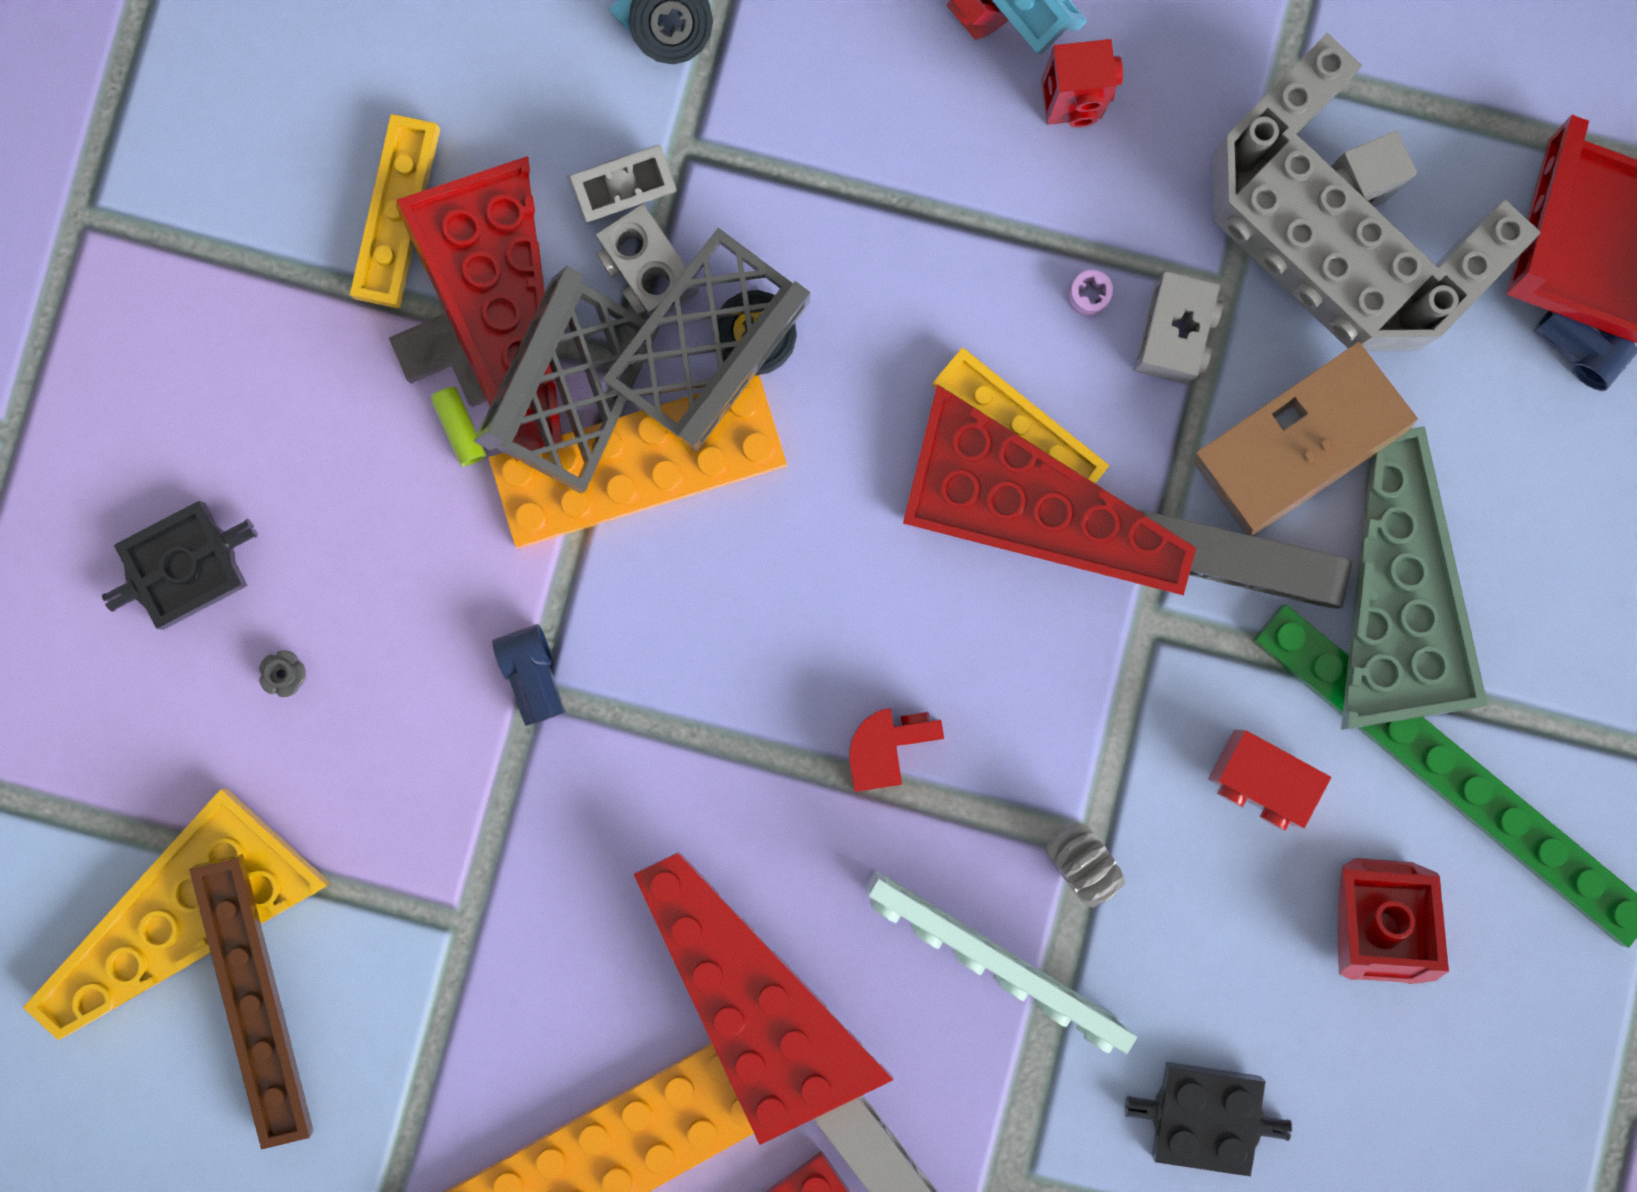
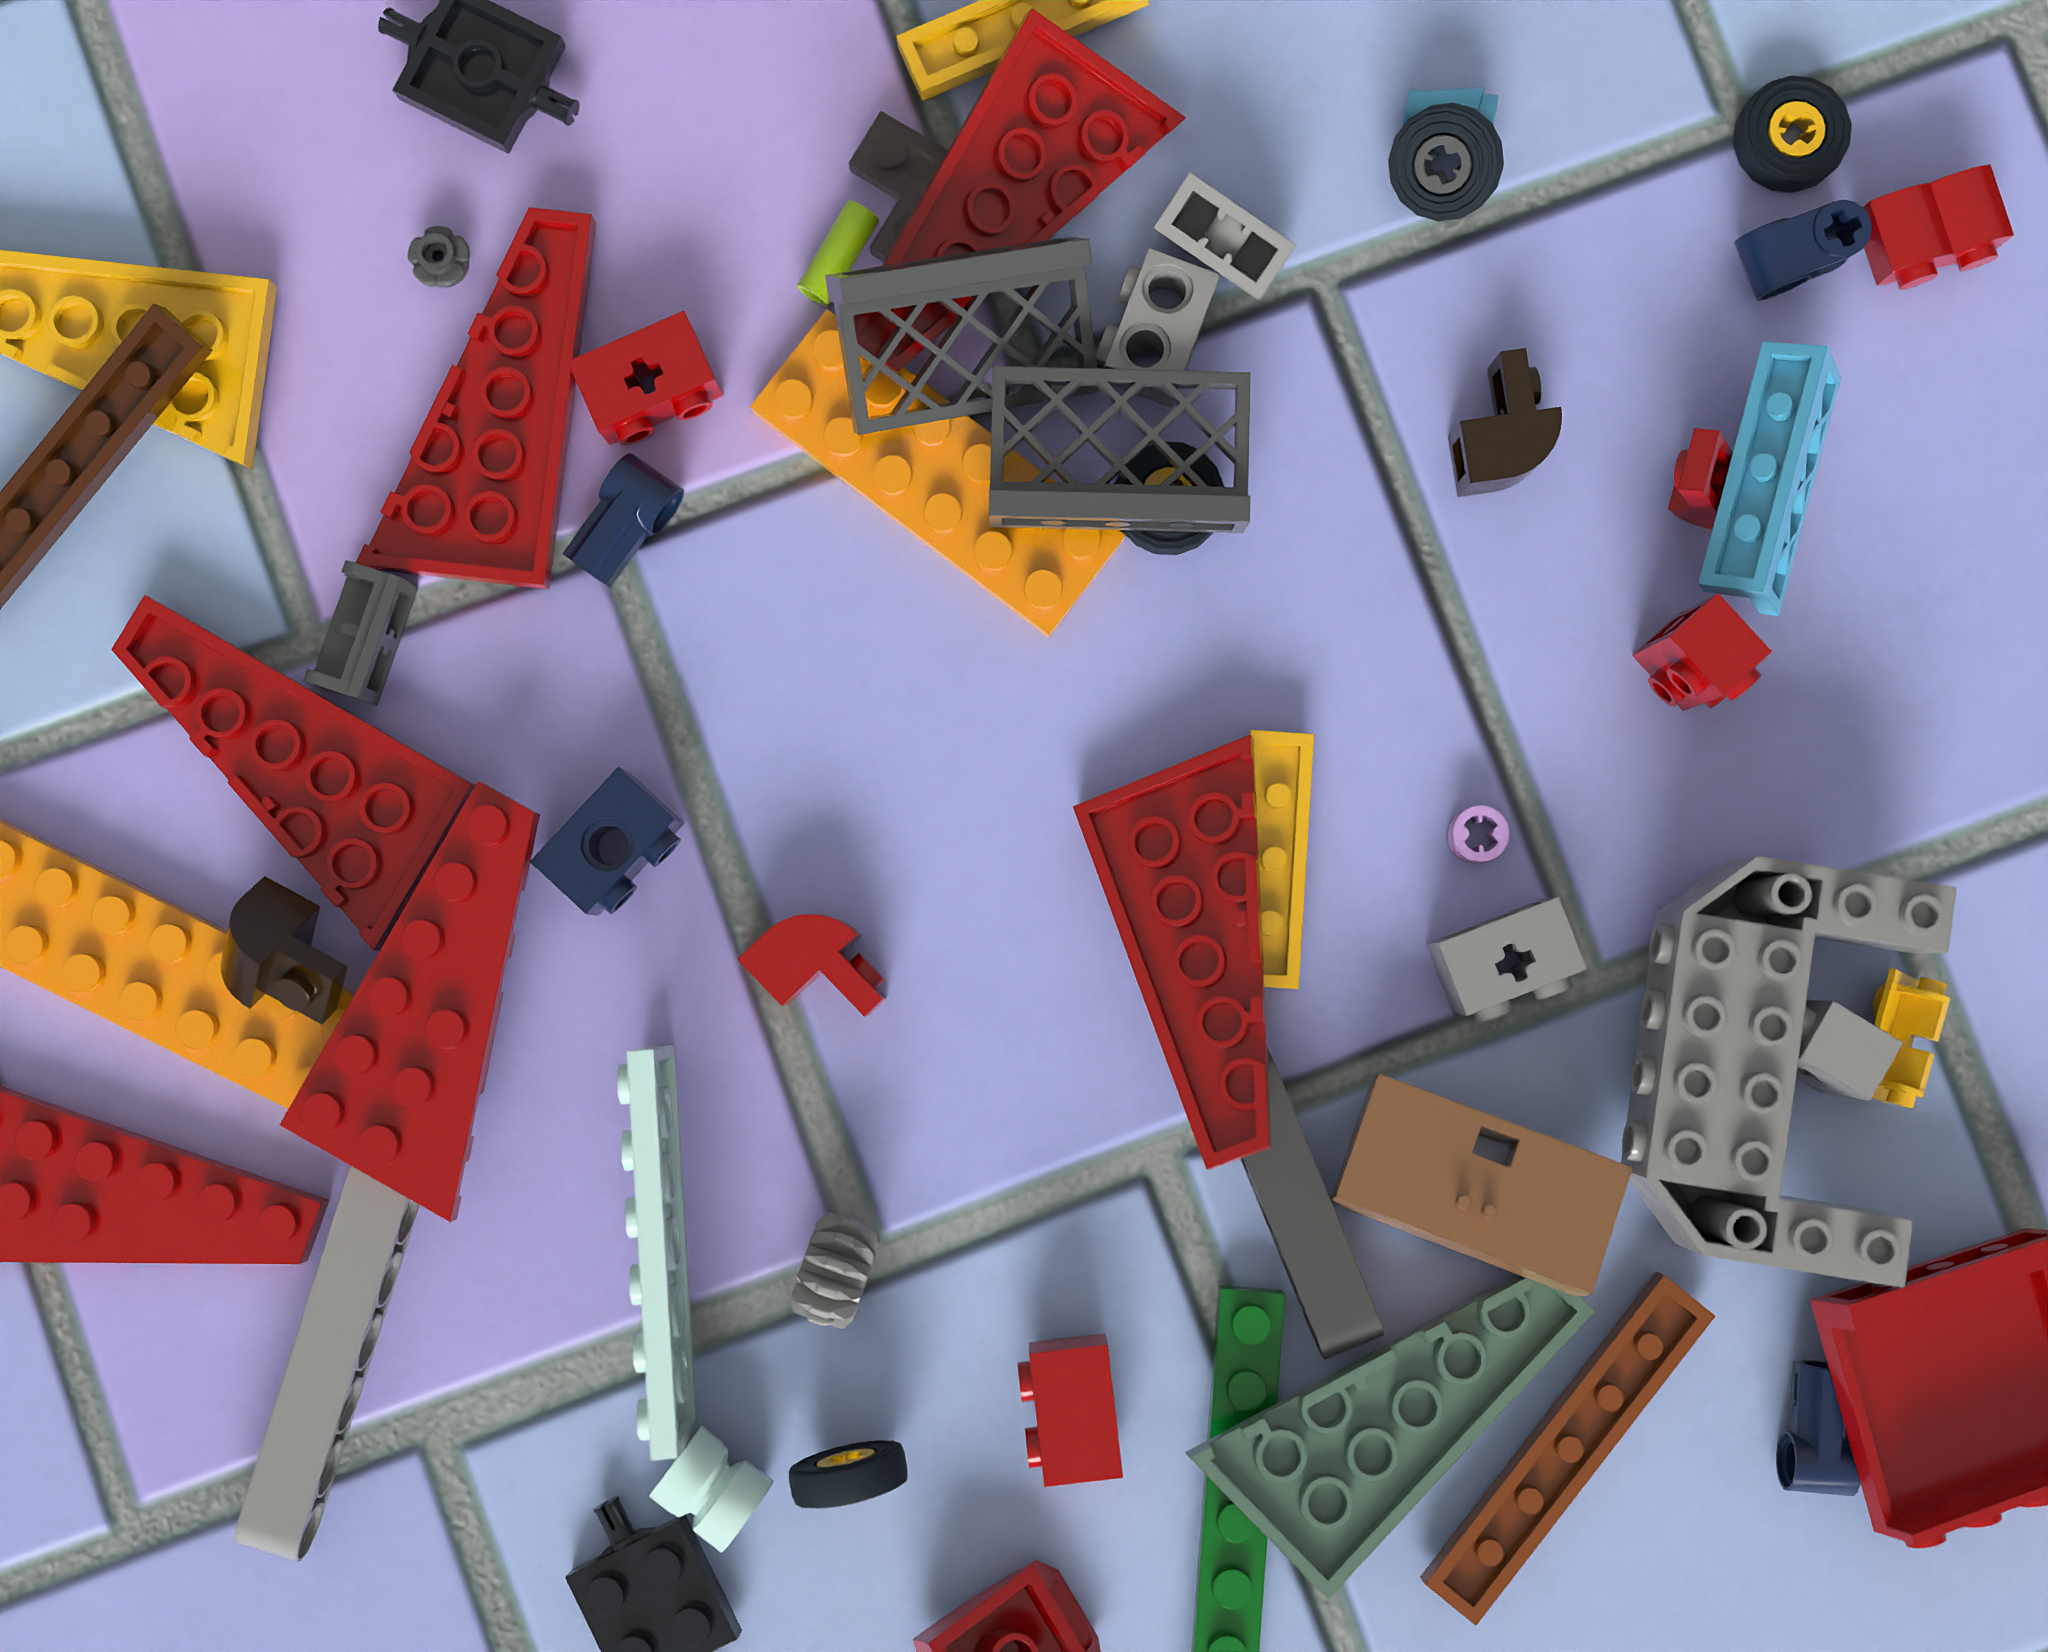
camera: 55 degrees right, 0 degrees up
(426, 722) = (495, 442): none -> red wing
(448, 573) = (614, 385): none -> red brick
(484, 885) = (363, 633): none -> dark grey hinge
(559, 974) = (320, 779): none -> red wing
(649, 1079) = (273, 954): none -> dark brown brick
(720, 851) = (573, 855): none -> dark blue brick
(868, 101) = (1506, 447): none -> dark brown brick
(1168, 1032) = (711, 1489): none -> light aqua wheel
(1214, 943) = (848, 1474): none -> black bush
(1375, 118) = (1906, 1011): none -> yellow hinge
(1493, 501) = (1566, 1447): none -> dark orange plate

